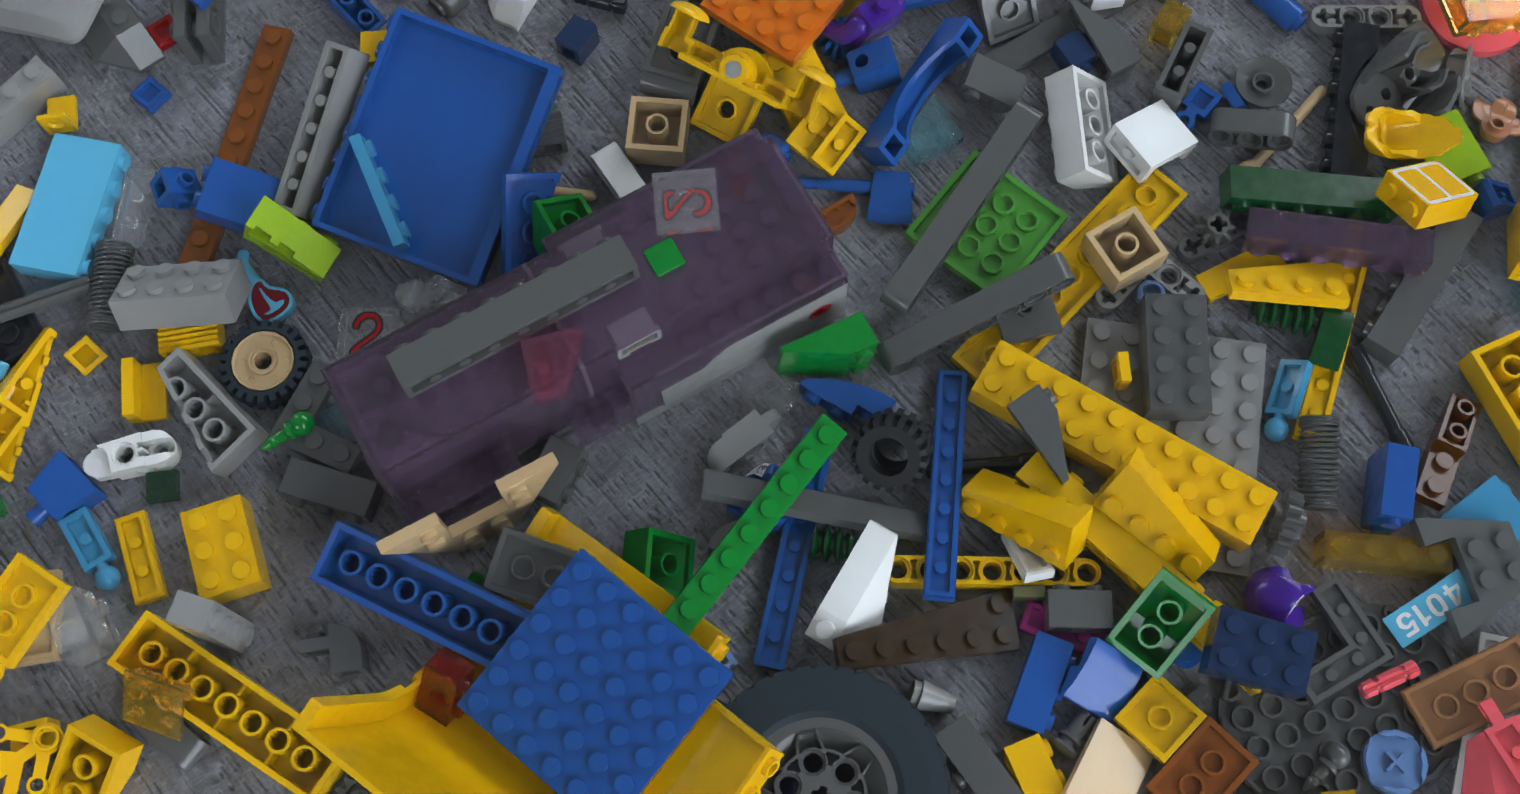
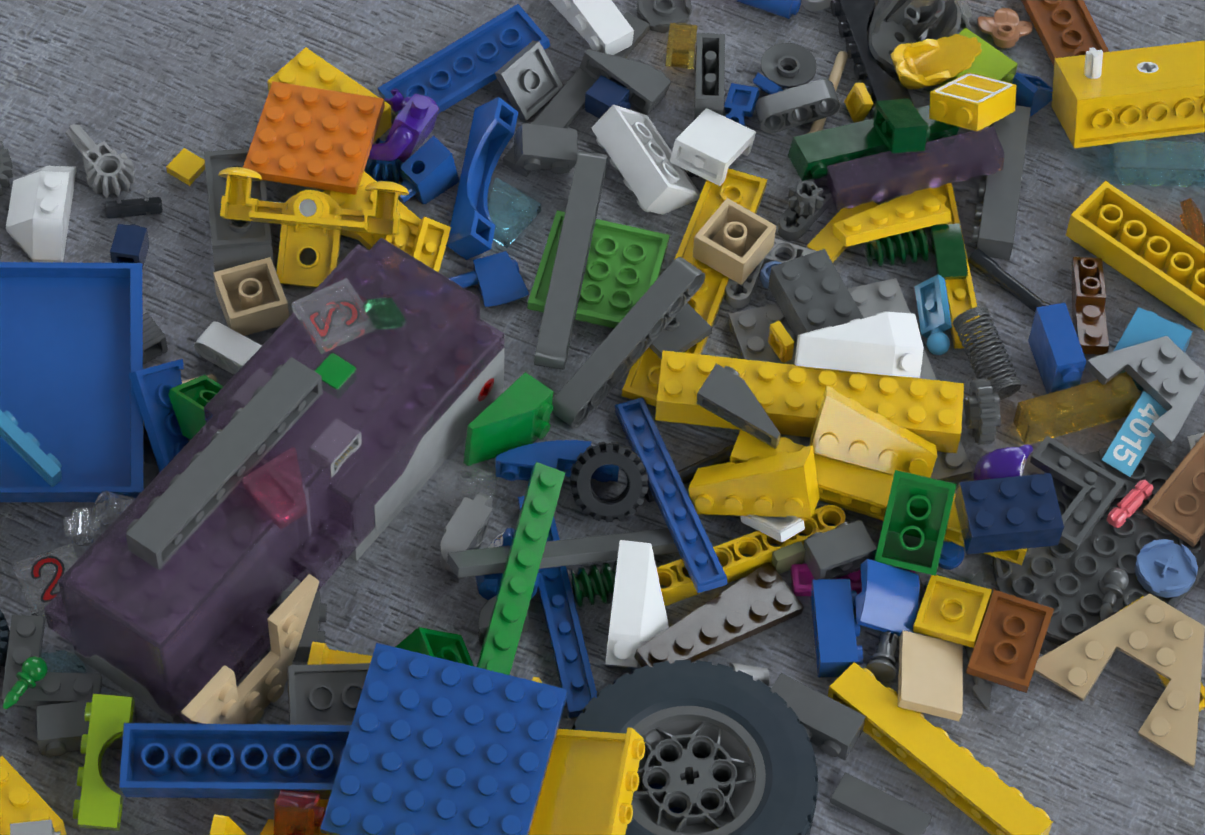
camera: 30 degrees left, 15 degrees down
(337, 500) = (98, 804): none -> lime arch
(731, 219) = (384, 313): none -> clear green tile
(1207, 419) = (872, 345): none -> white wedge
(1314, 146) = (858, 102): none -> yellow tile
(1341, 195) = (901, 126): none -> dark green brick

